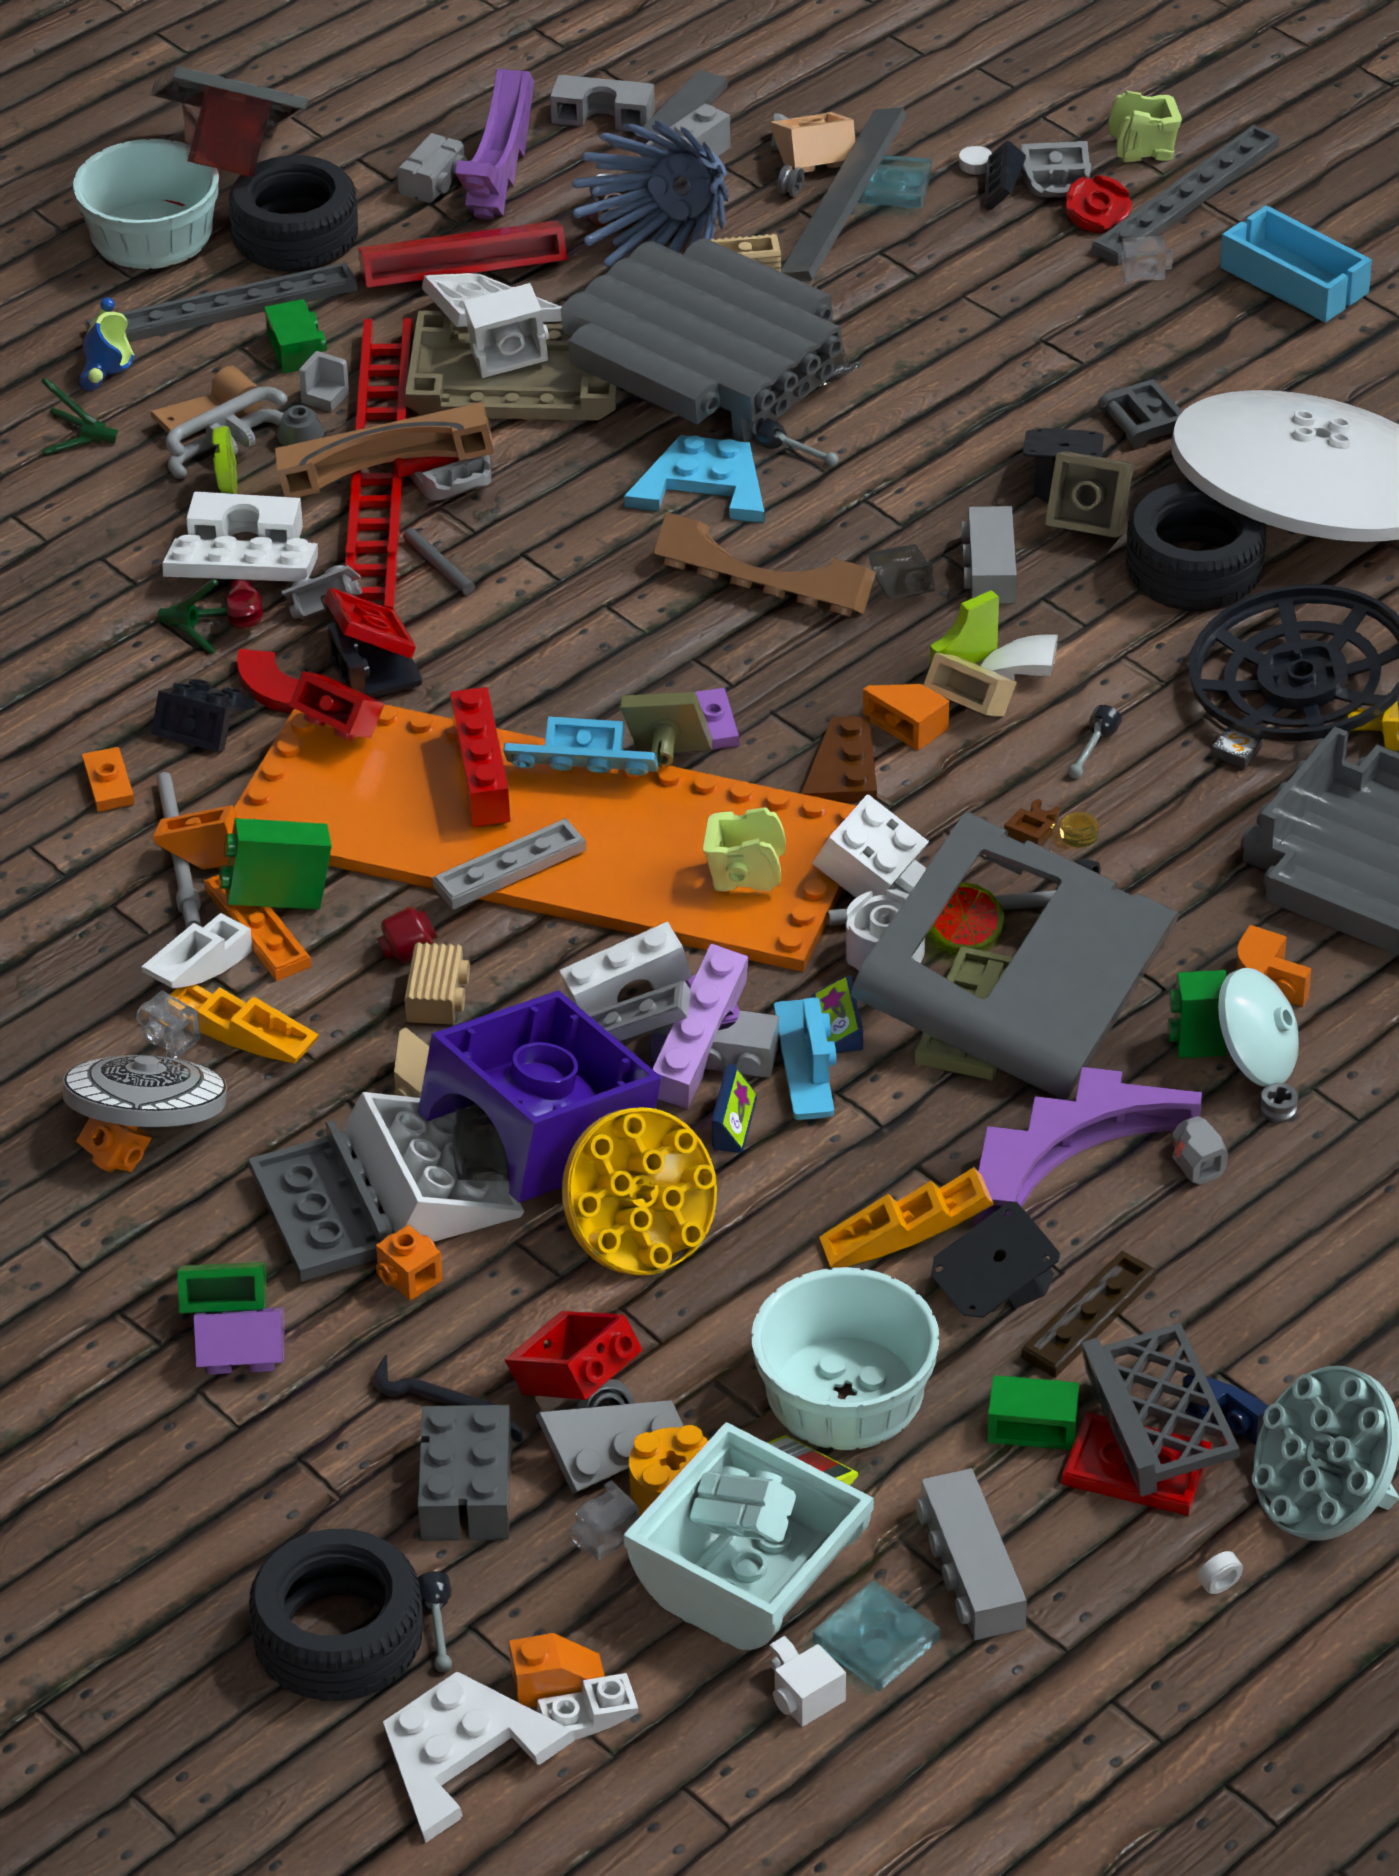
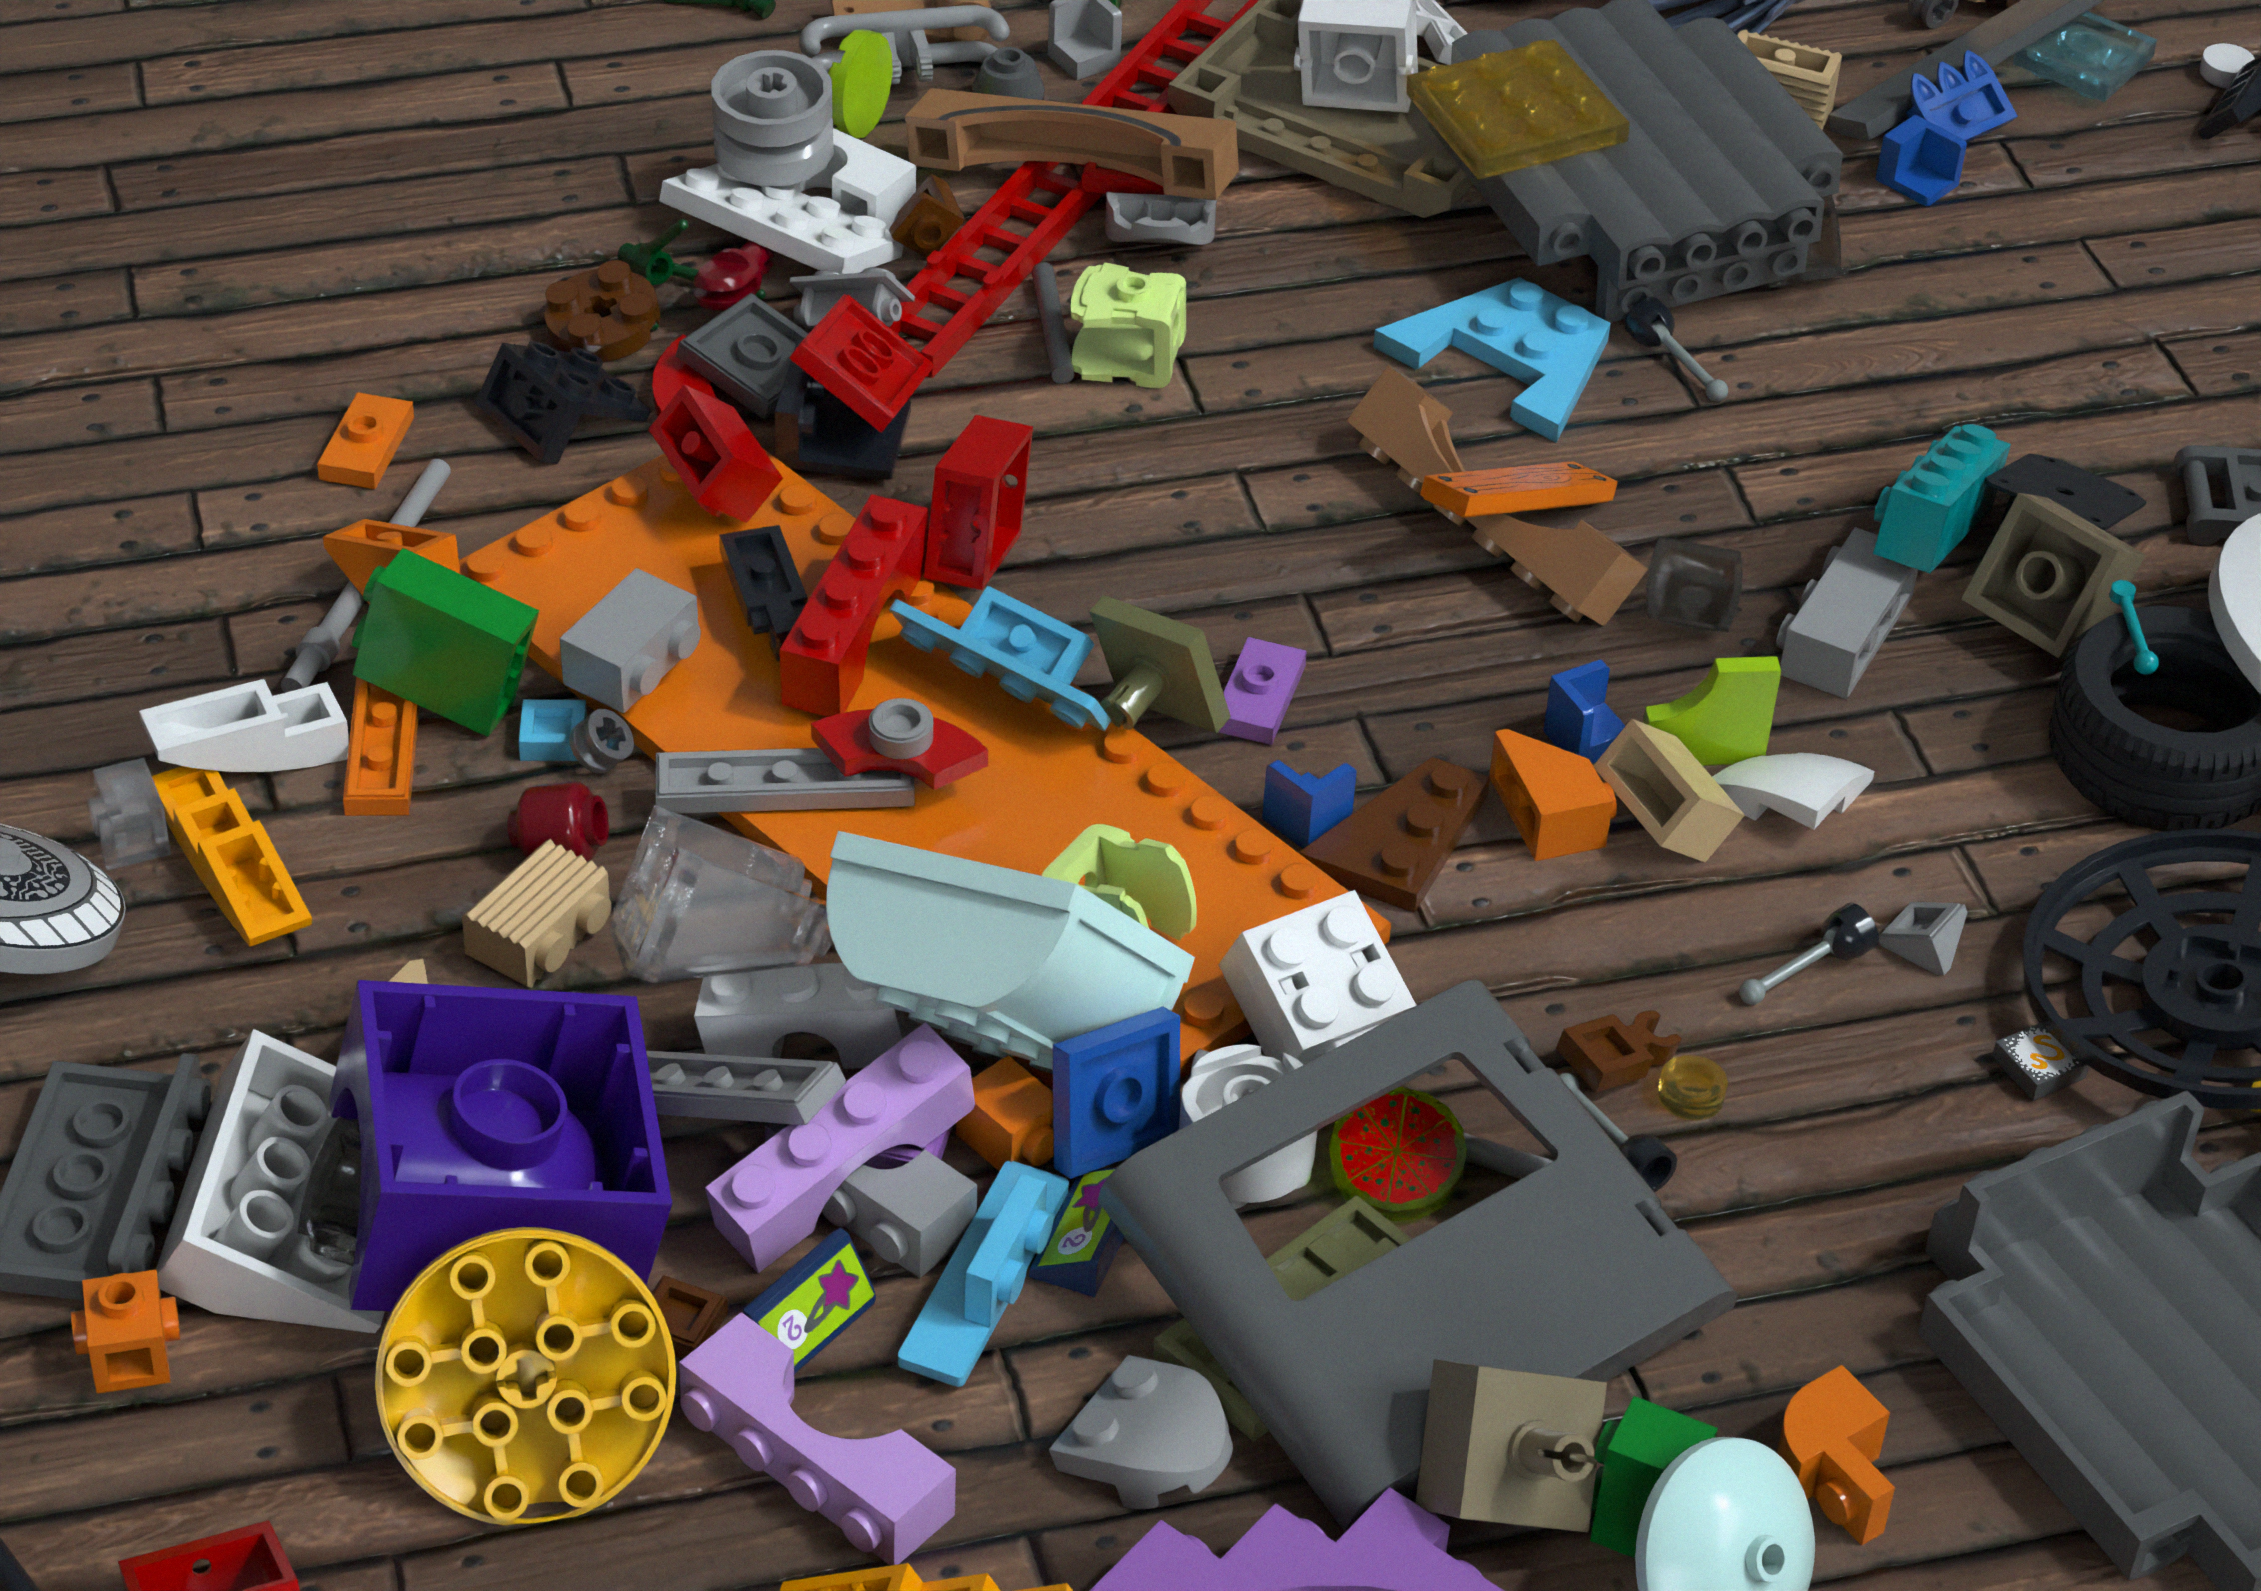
camera: 25 degrees right, 0 degrees up
(180, 638) = (613, 288): none -> reddish brown plate
(207, 500) = (772, 118): none -> light grey wheel
(291, 643) = (744, 352): none -> dark grey tile
(324, 526) = (928, 218): none -> reddish brown bracket
(353, 891) = (547, 728): none -> medium azure tile
(376, 823) = (630, 640): none -> light grey brick
(390, 884) = (597, 727): none -> flat silver bush
(419, 766) = (764, 581): none -> black hinge
(493, 546) = (1128, 324): none -> yellowish green piece
(501, 667) = (973, 506): none -> red window
(539, 939) = (713, 905): none -> clear windscreen
(563, 818) = (949, 758): none -> red tile
(564, 809) = (901, 728): none -> light grey tile
(634, 335) = (1517, 108): none -> clear yellow plate
(730, 891) = (992, 949): none -> light aqua container
(766, 982) = (1009, 1116): none -> orange brick
(779, 554) = (1518, 489): none -> orange tile
(787, 769) = (1306, 805): none -> blue panel
(815, 943) = (1115, 1091): none -> blue plate
(833, 1176) = (878, 1490): none -> lavender arch
(850, 240) = (1965, 103): none -> blue plate
(851, 281) = (1921, 160): none -> blue panel
(891, 666) = (1577, 711): none -> blue panel
(941, 1095) = (1148, 1433): none -> light grey slope
(1004, 471) = (1939, 498): none -> teal brick
(1131, 1021) = (1510, 1446): none -> dark tan brick
(1139, 488) = (2123, 594): none -> teal hinge
(1141, 707) = (1926, 934): none -> light grey slope

